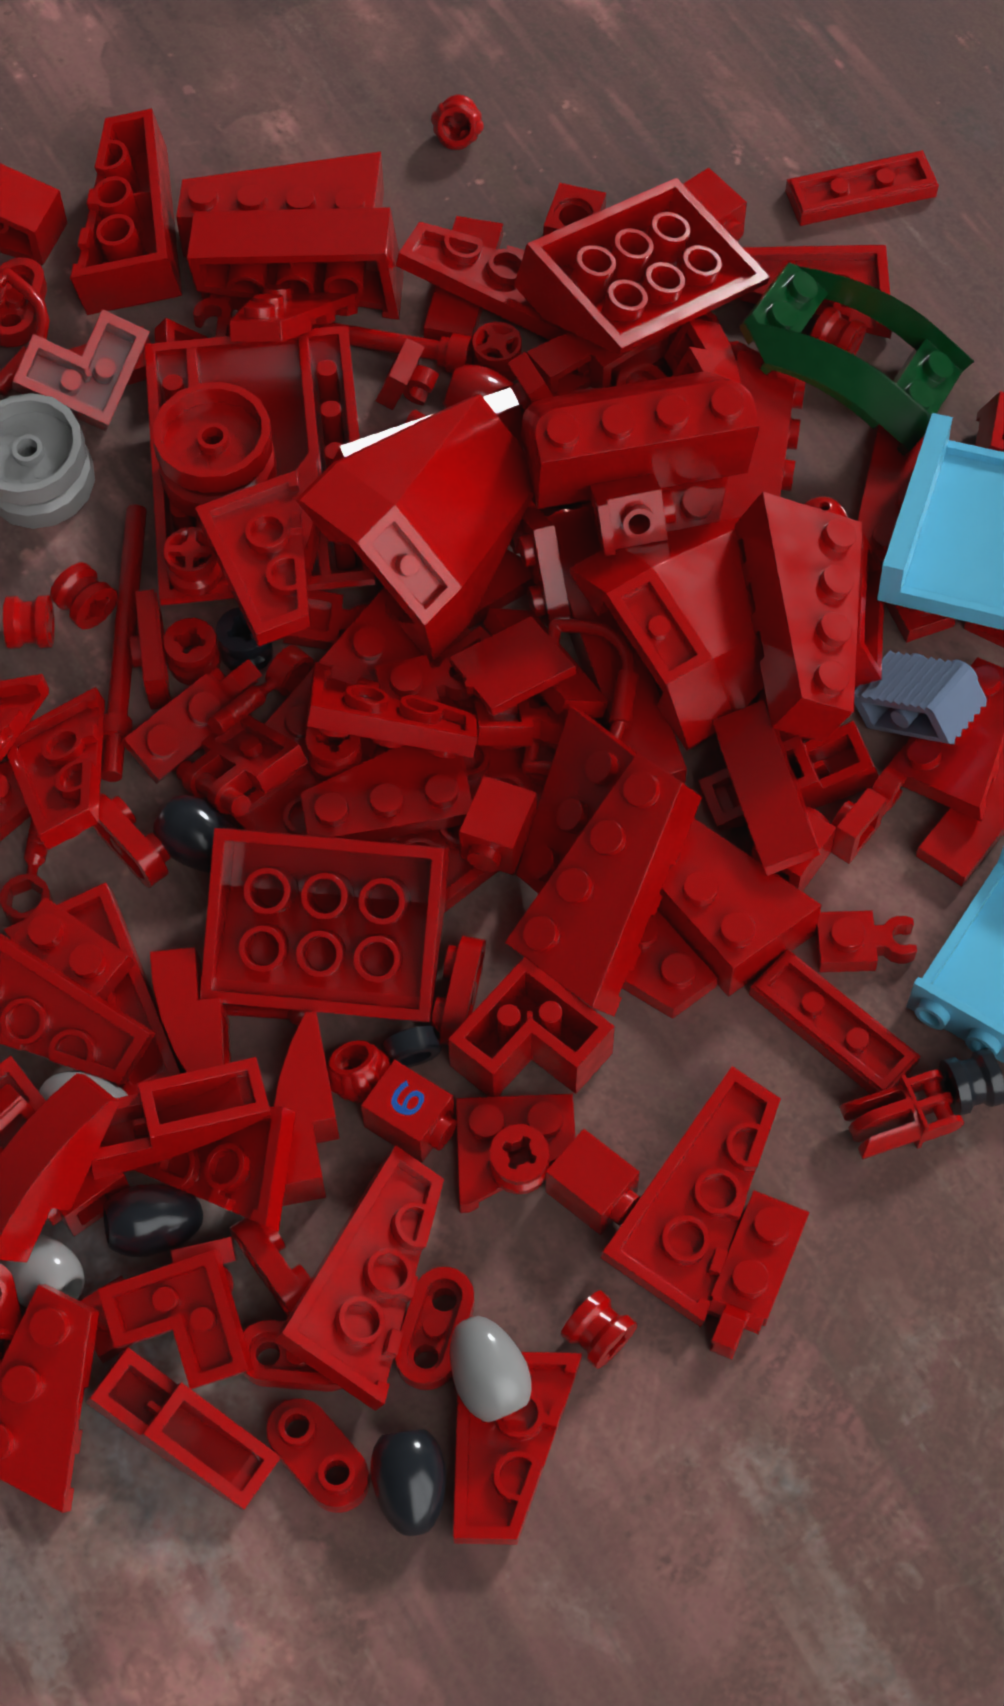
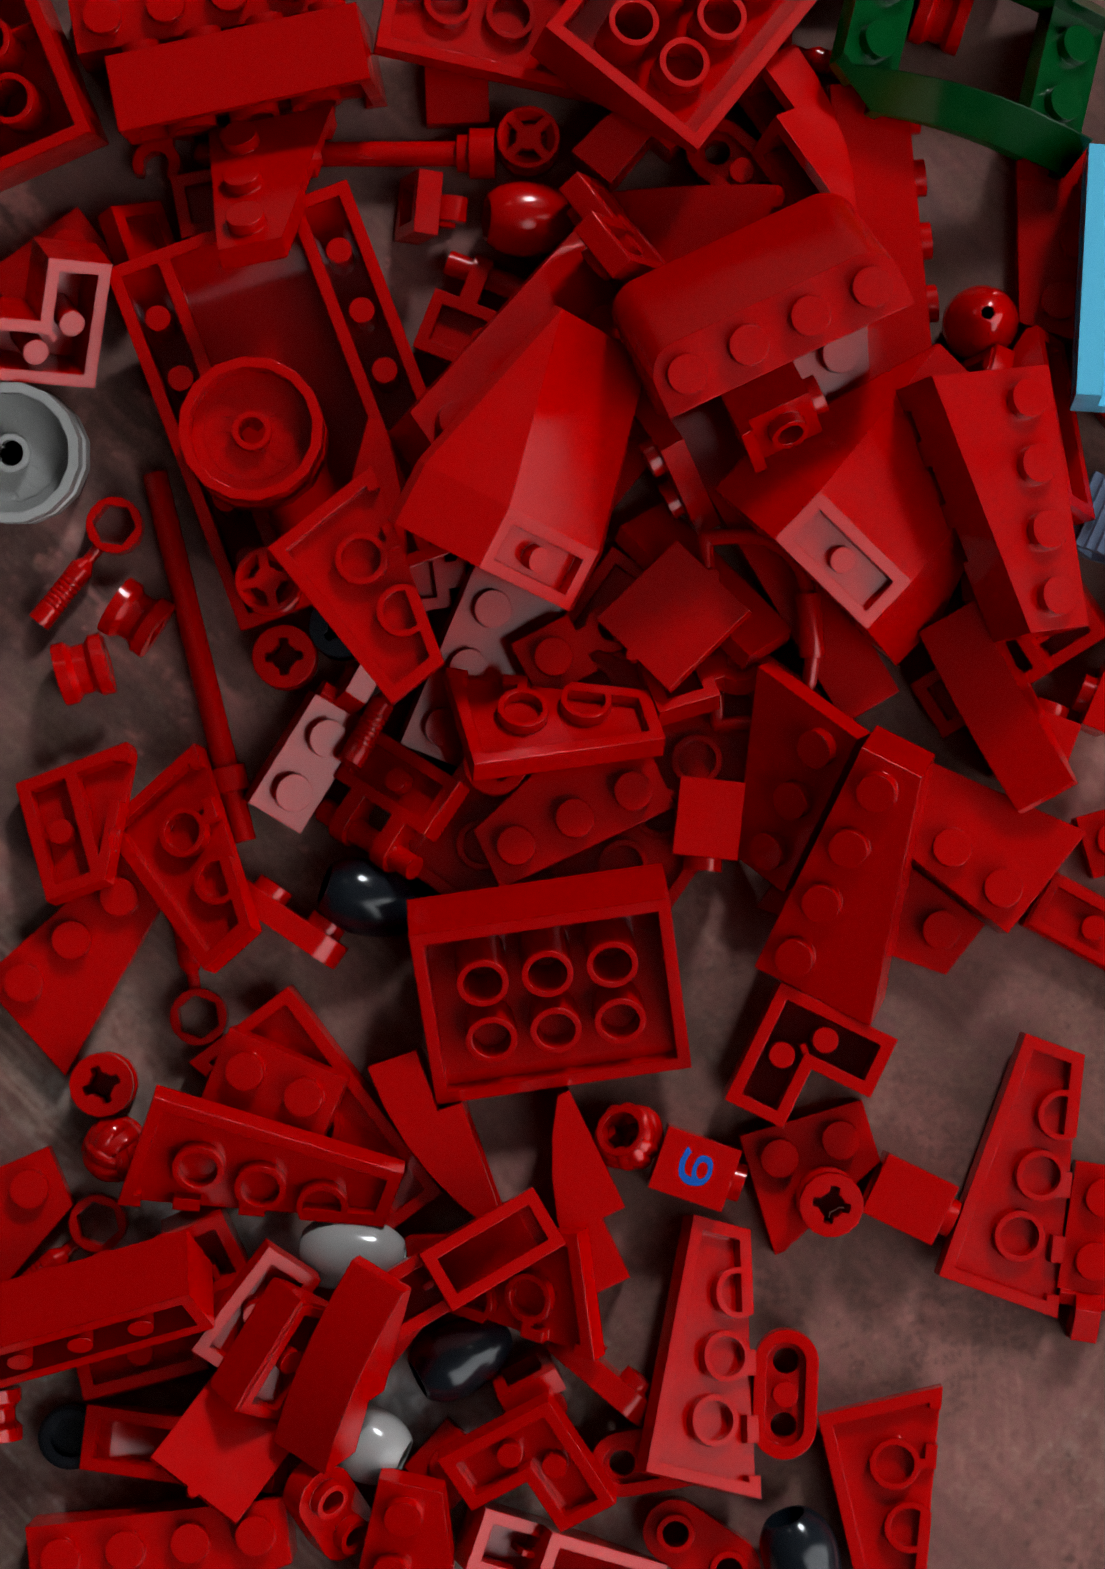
camera: 15 degrees left, 25 degrees up
(54, 561) = (80, 569): none -> red piece
(148, 649) = (236, 669): red plate -> none
(413, 1046) = (677, 1091): black tile -> none
(464, 970) = (712, 1041): red plate -> none
(488, 1369) = (860, 1445): light grey animal -> none
(598, 1329) = (953, 1354): red wheel -> none

